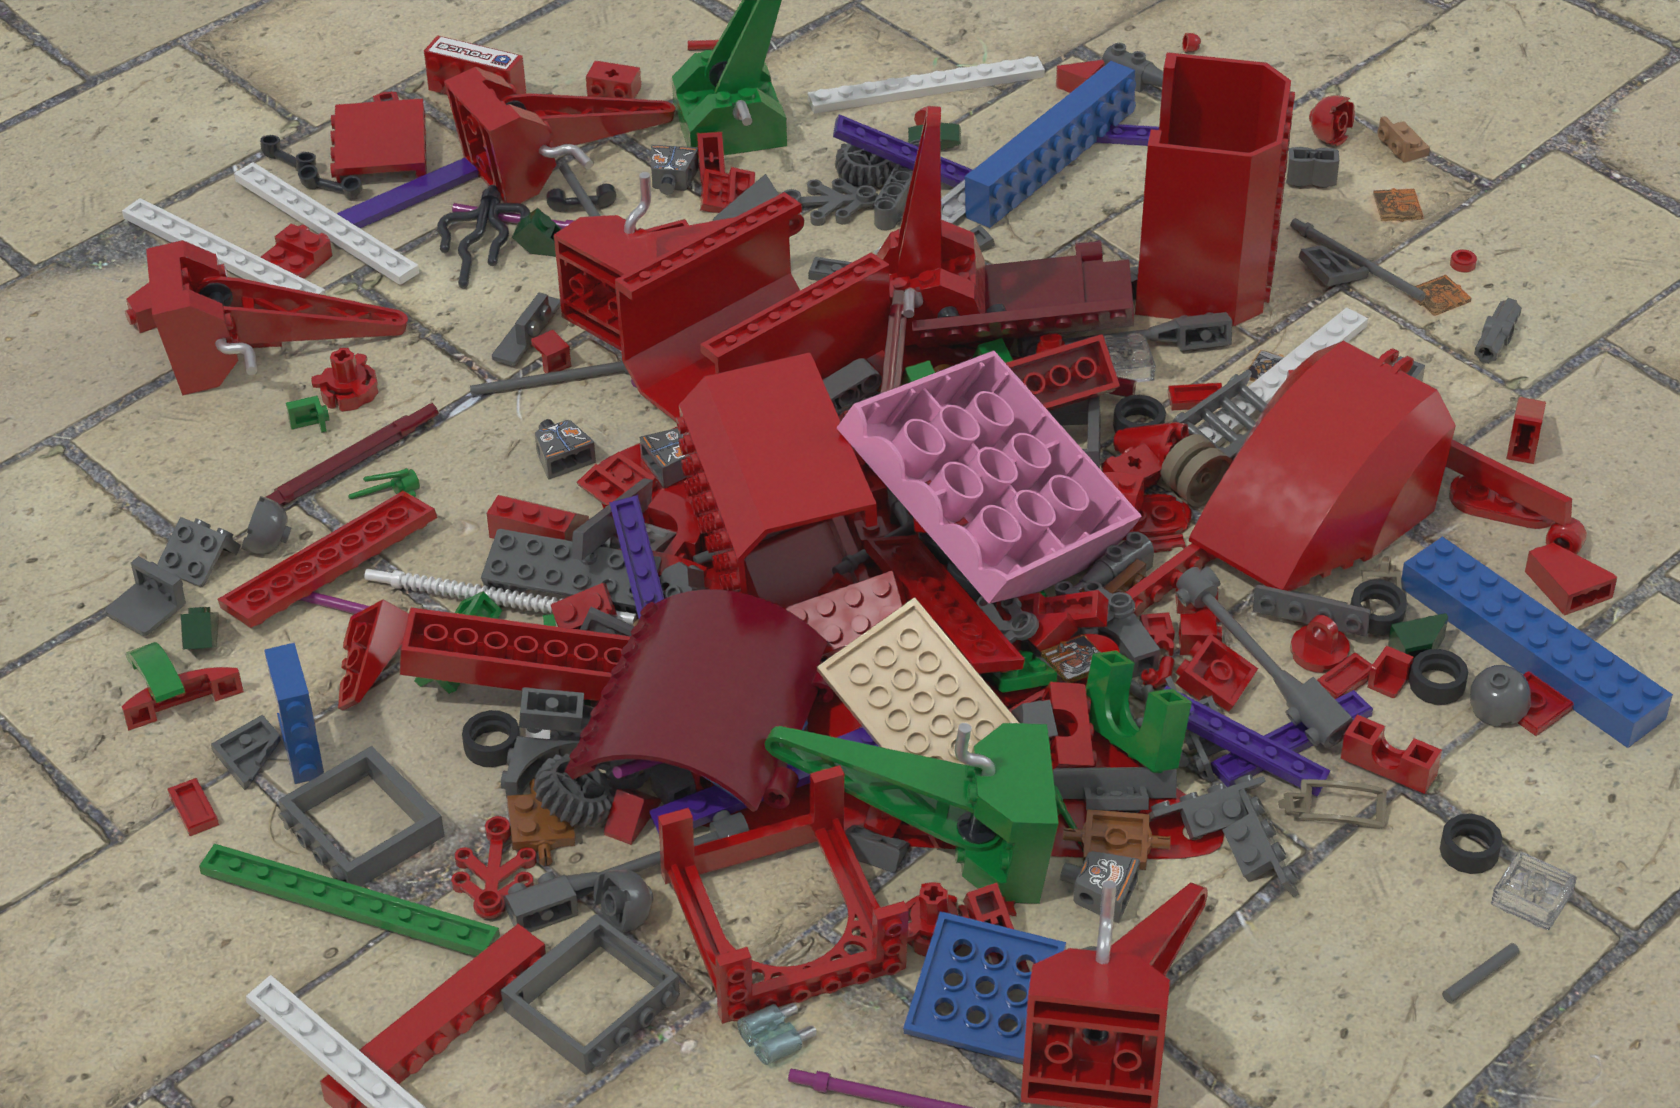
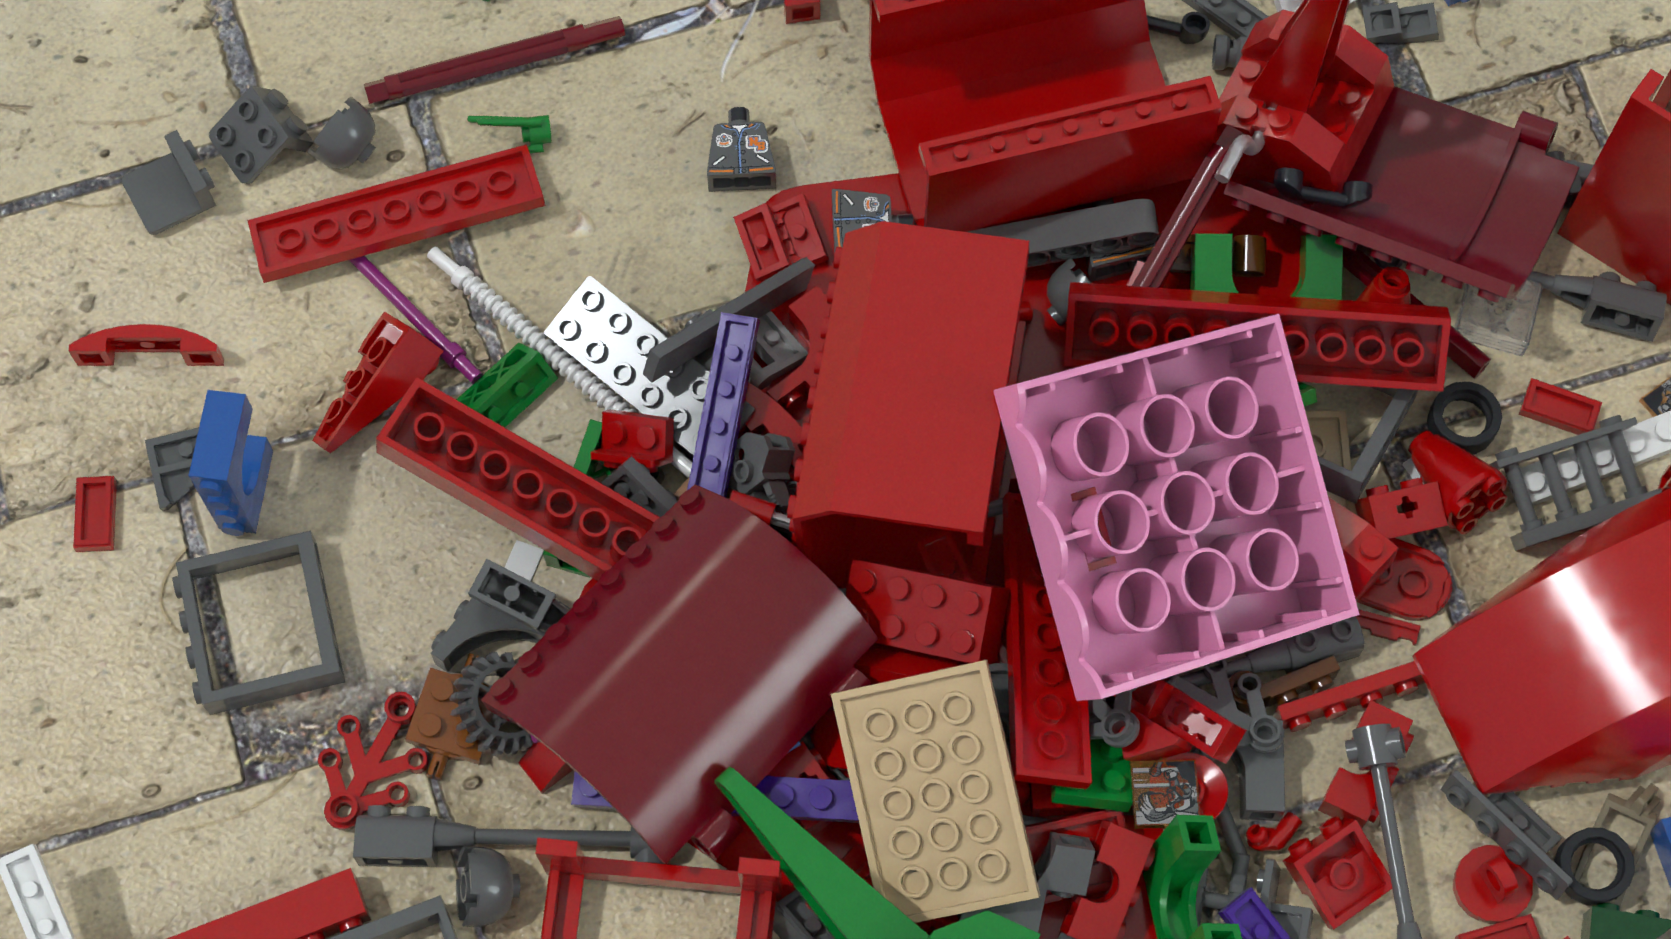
camera: 25 degrees right, 25 degrees up
(156, 670) = (124, 306): green slope -> none
(199, 628) = (208, 258): dark green slope -> none
(348, 900) = (197, 736): green plate -> none
(486, 722) = (436, 549): black tyre -> none
(532, 518) = (658, 260): red slope -> none
(548, 378) = (774, 29): dark grey bar -> none
(1160, 629) = (1306, 768): red plate -> none
(1195, 469) = (1483, 547): dark tan wheel -> none

